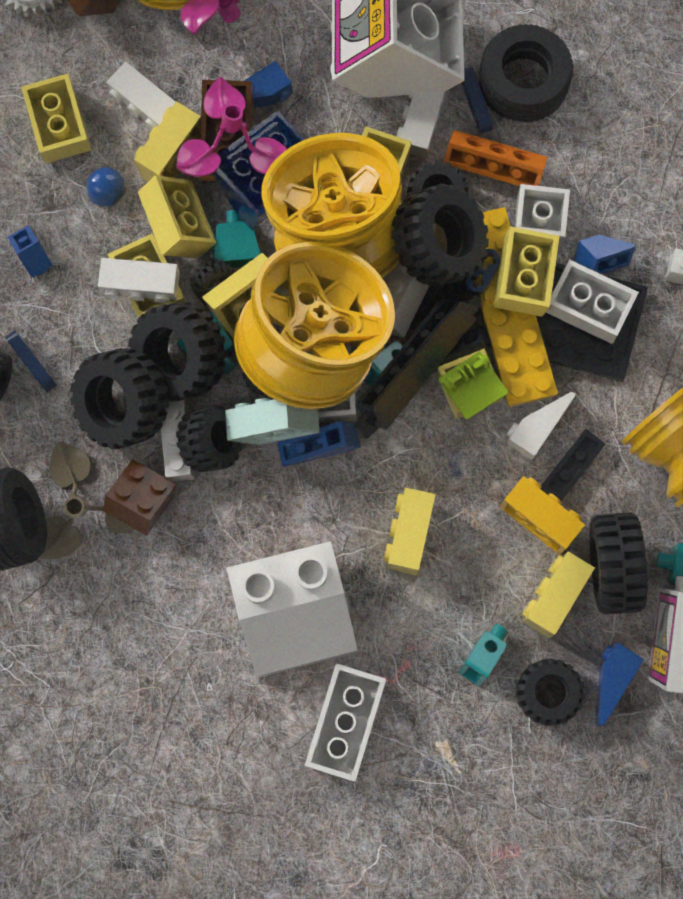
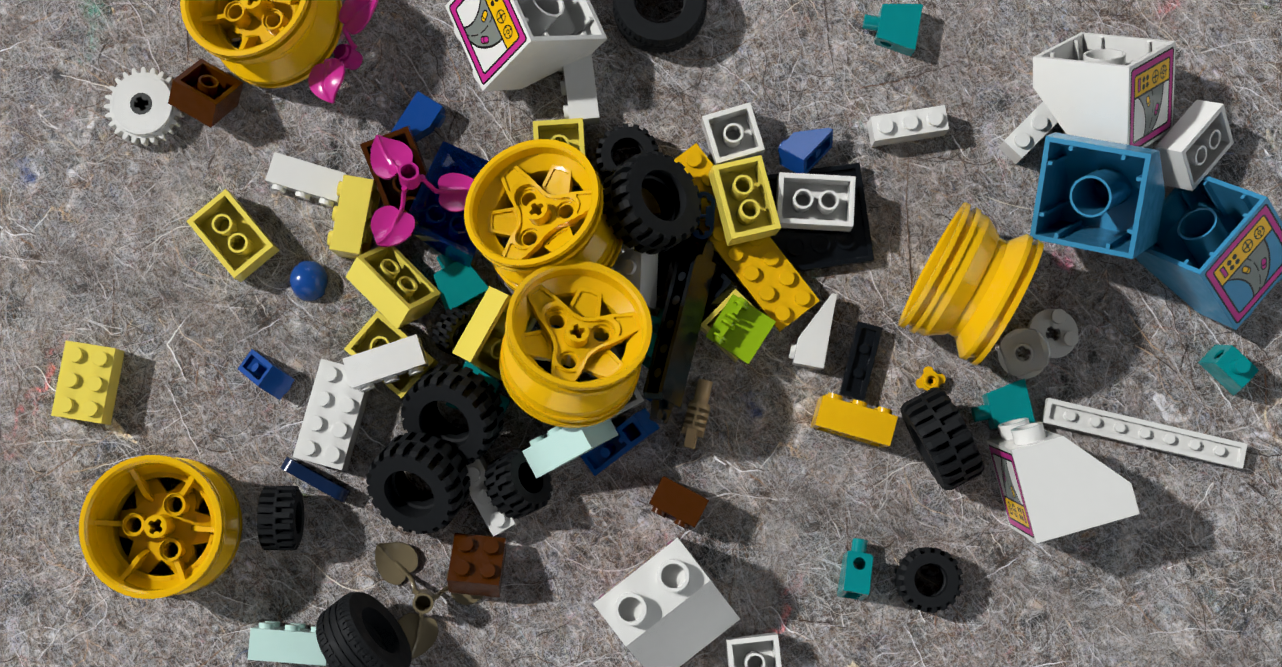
camera: 25 degrees left, 5 degrees up
(69, 313) = (331, 418): none -> white brick
(347, 519) = (678, 502): none -> reddish brown brick
(400, 450) = (697, 414): none -> tan hinge
(409, 531) = (740, 488): light yellow brick -> none
(476, 101) = (625, 49): dark blue beam -> none
(494, 159) = (667, 100): orange brick -> none
(557, 594) = (898, 488): light yellow brick -> none
(615, 675) = (980, 539): blue slope -> none
(630, 504) = (928, 373): none -> yellow plate

